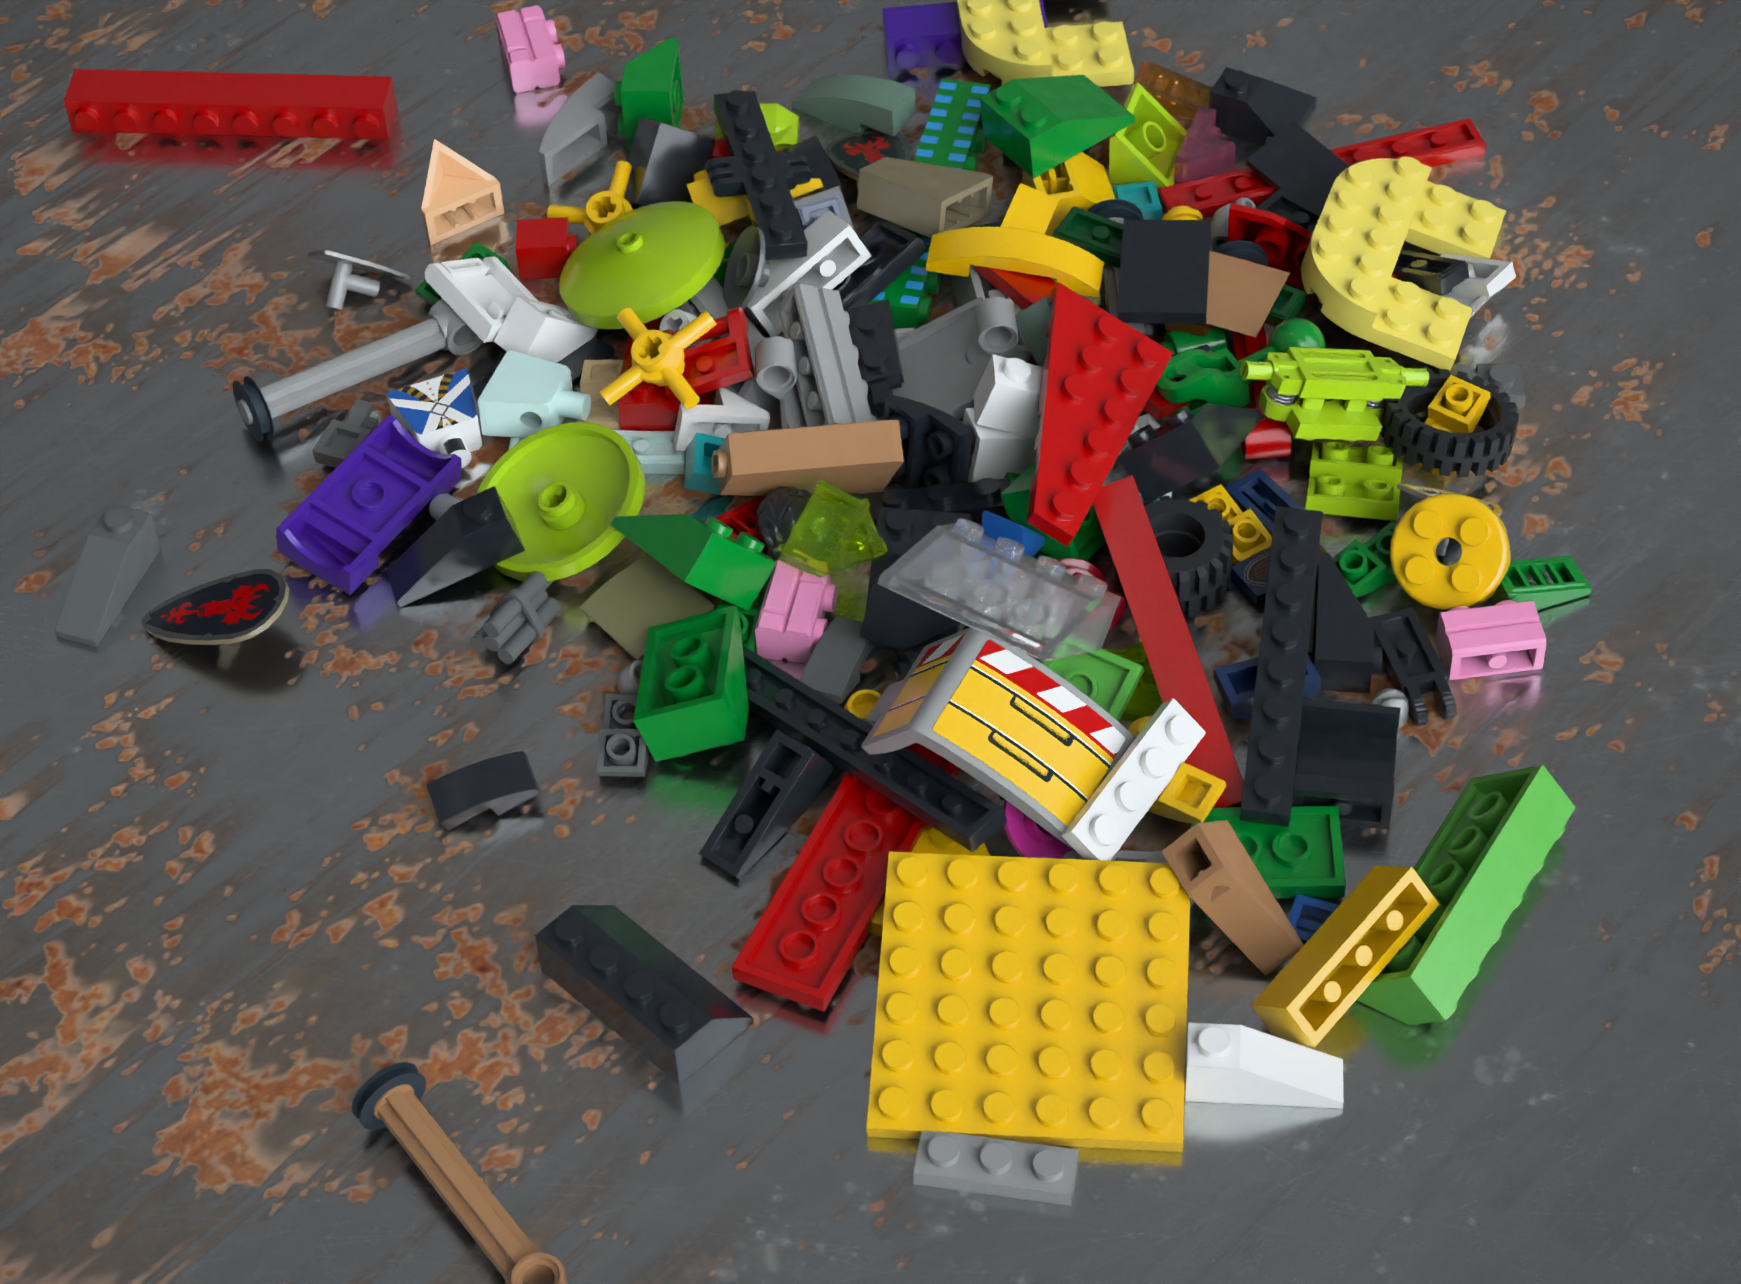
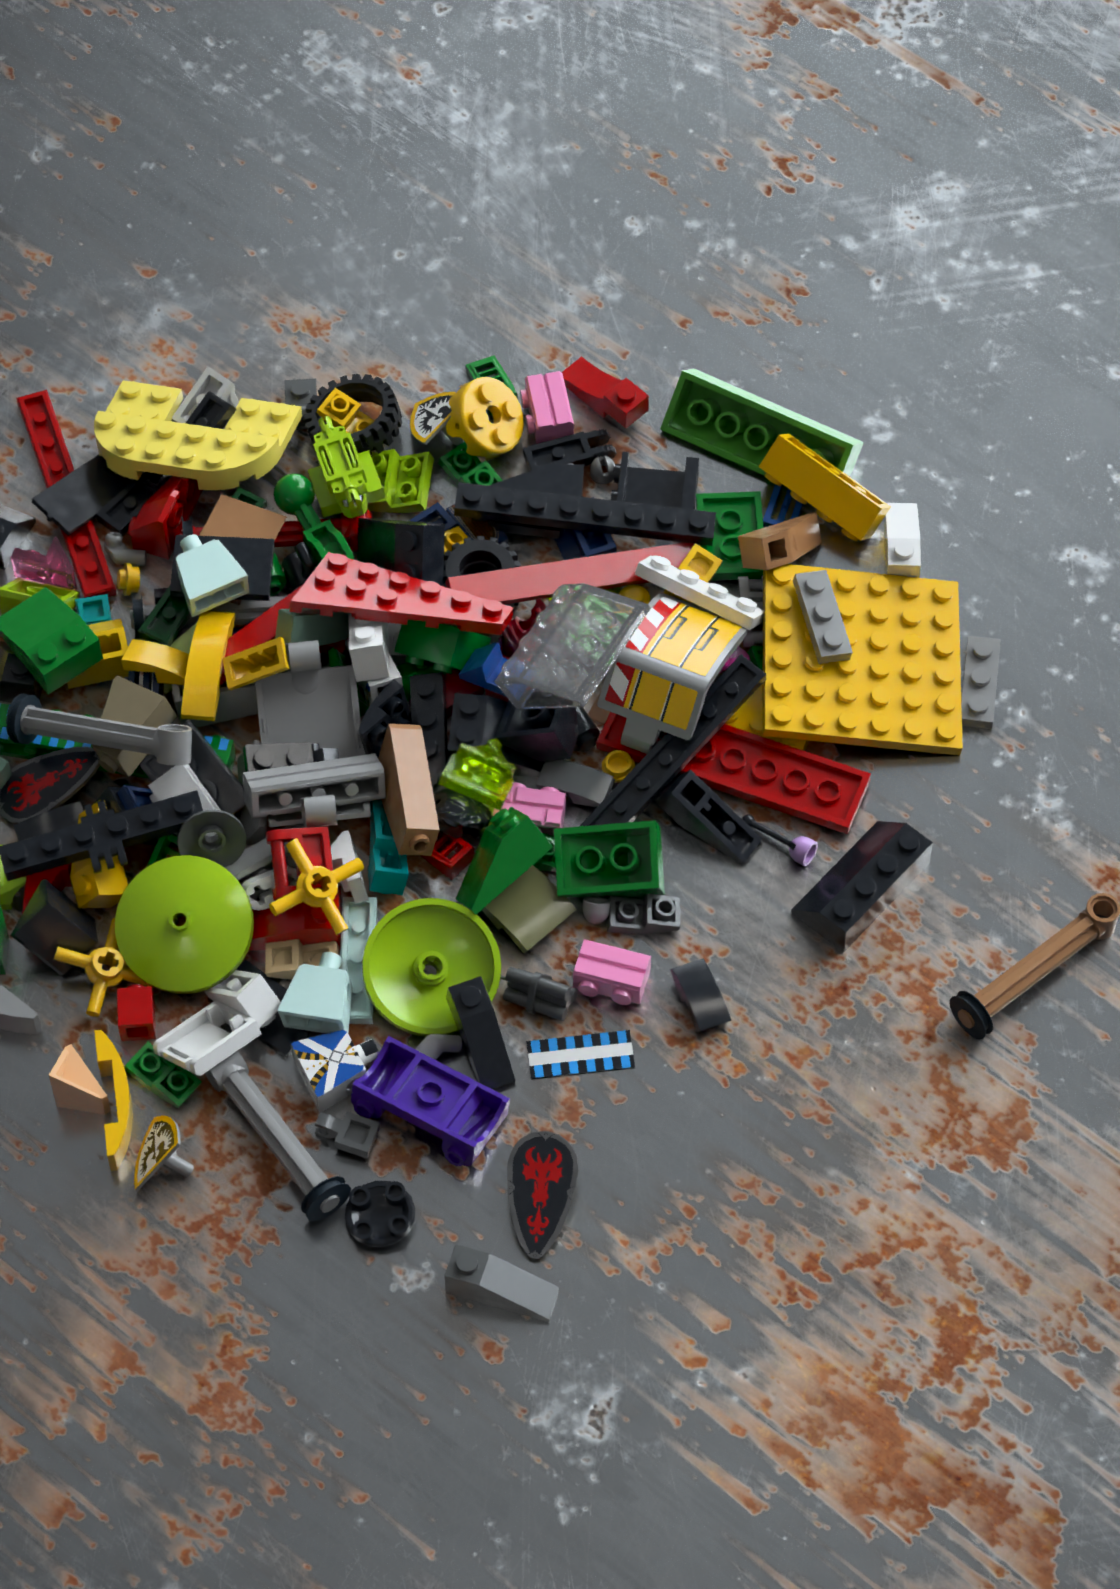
camera: 95 degrees left, 10 degrees up
(233, 468) = (380, 1213): none -> black dish
(428, 673) = (580, 1054): none -> sticker
(431, 240) = (119, 1133): none -> yellow slope
(531, 693) = (611, 972): none -> bright pink brick
(708, 916) = (800, 849): none -> hinge
(934, 109) = (27, 719): none -> light grey piece
(989, 282) = (255, 663): none -> yellow slope
(1083, 925) = (822, 616): none -> light grey plate
(1133, 238) = (209, 574): none -> light aqua torso
(1526, 708) = (606, 393): none -> red slope

